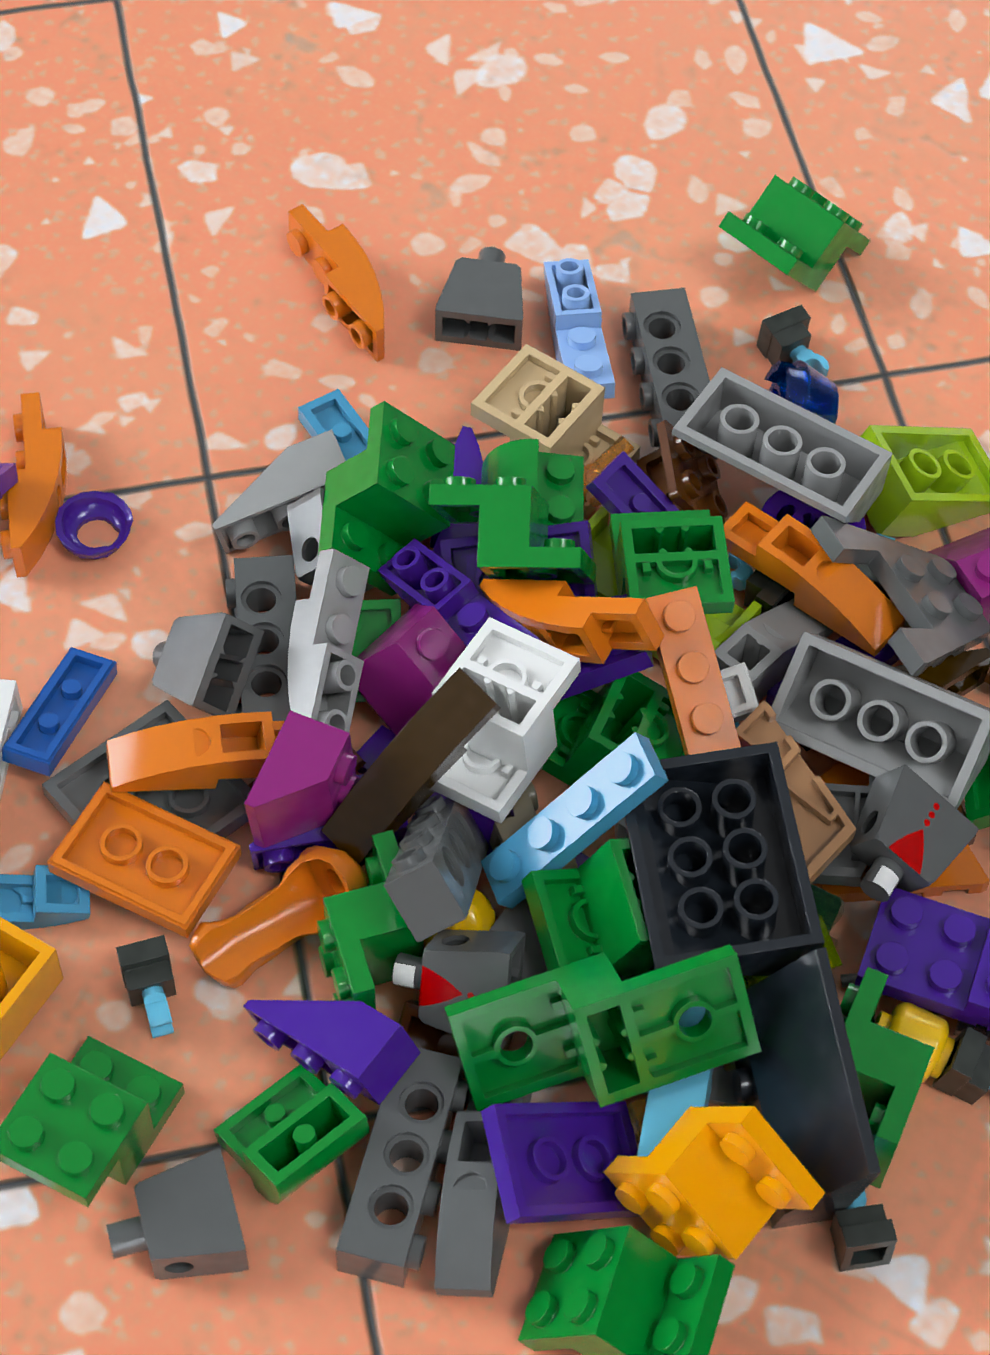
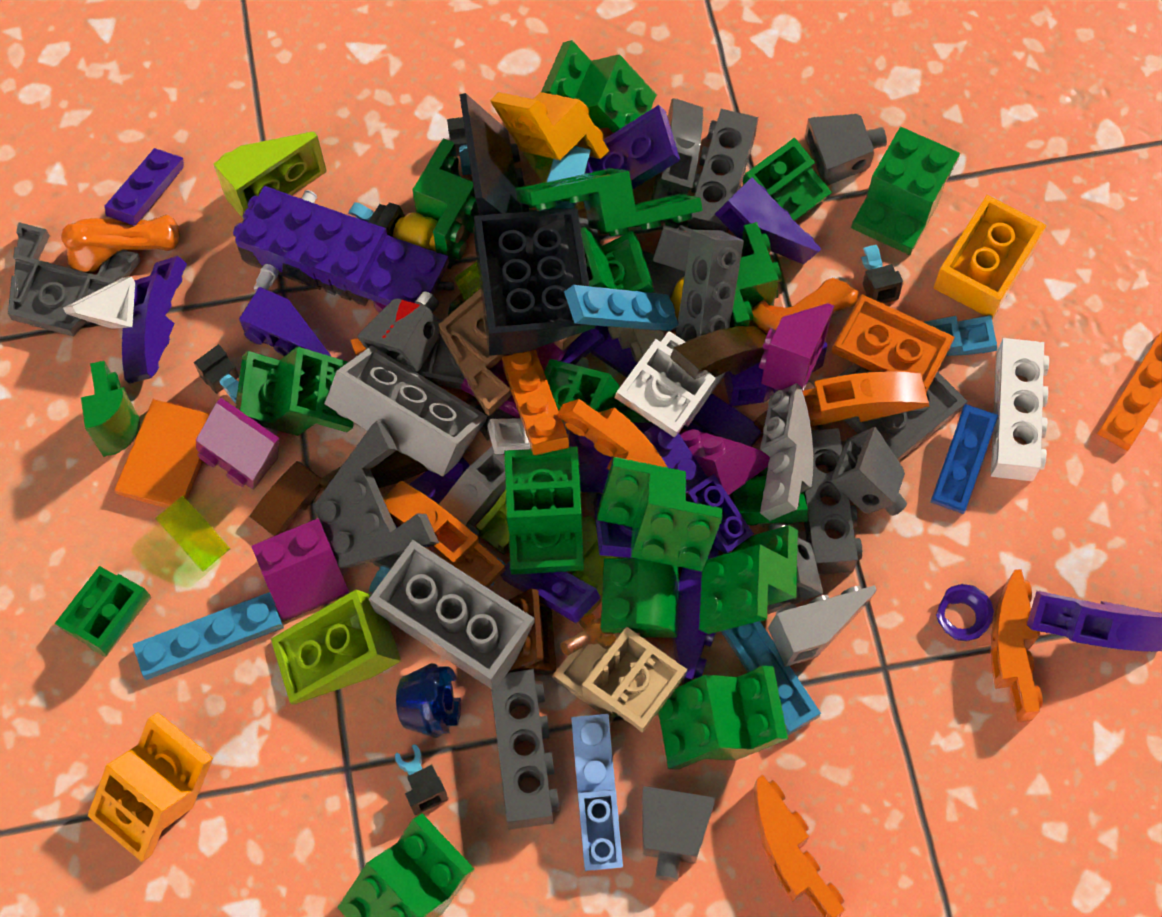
camera: 175 degrees left, 10 degrees up
(425, 379) = (722, 718): none -> green bracket

